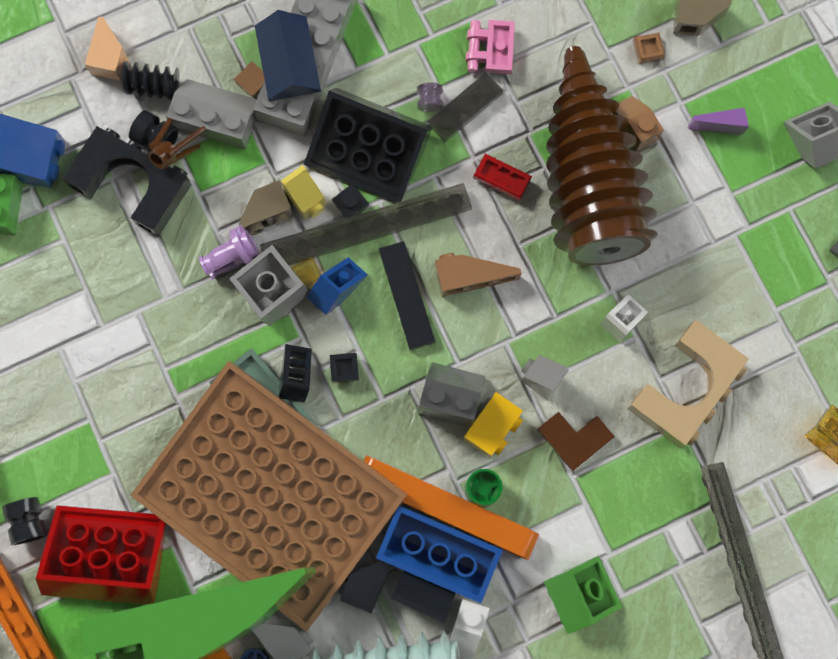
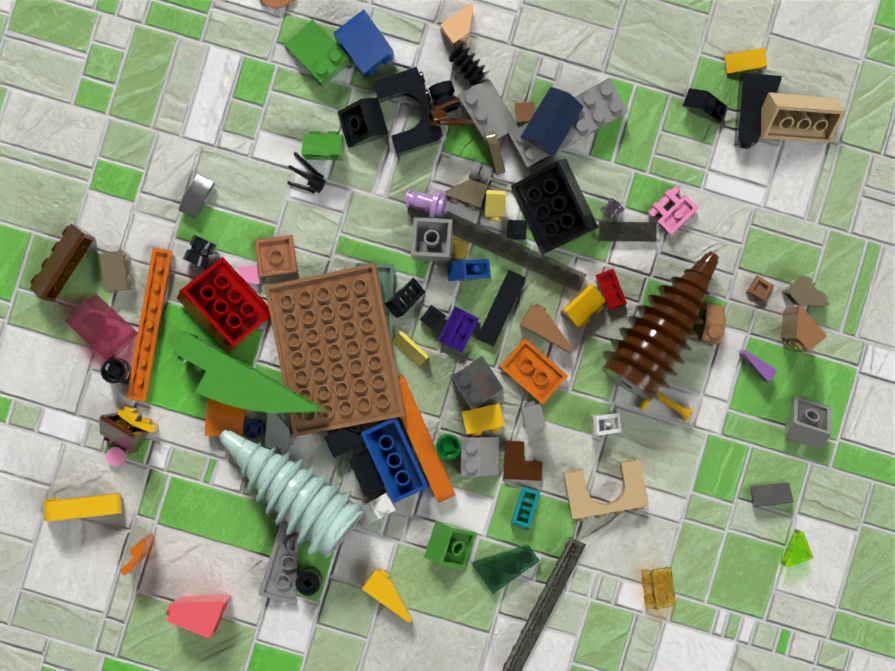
camera: 45 degrees right, 10 degrees up
(67, 292) = (323, 146): none -> bright green slope
(88, 231) = (362, 122): none -> black slope
(90, 335) = (315, 182): none -> black plant
(103, 497) = (250, 274): none -> bright pink tile
(115, 453) = (275, 256): none -> nougat tile
(256, 140) = (494, 152): none -> dark tan beam
(265, 172) = (484, 175): none -> light grey wheel
(349, 421) = (410, 348): none -> light yellow slope
(381, 356) = (458, 329): none -> dark purple plate
(489, 215) = (583, 305): none -> yellow slope
(500, 329) = (533, 371): none -> orange plate
(525, 469) = (479, 455): none -> light grey slope
(635, 504) = (526, 526): none -> teal slope
(662, 564) = (505, 566): none -> clear green wing
(692, 233) = (683, 411): none -> yellow piece
(728, 45) = (800, 330): none -> medium nougat slope

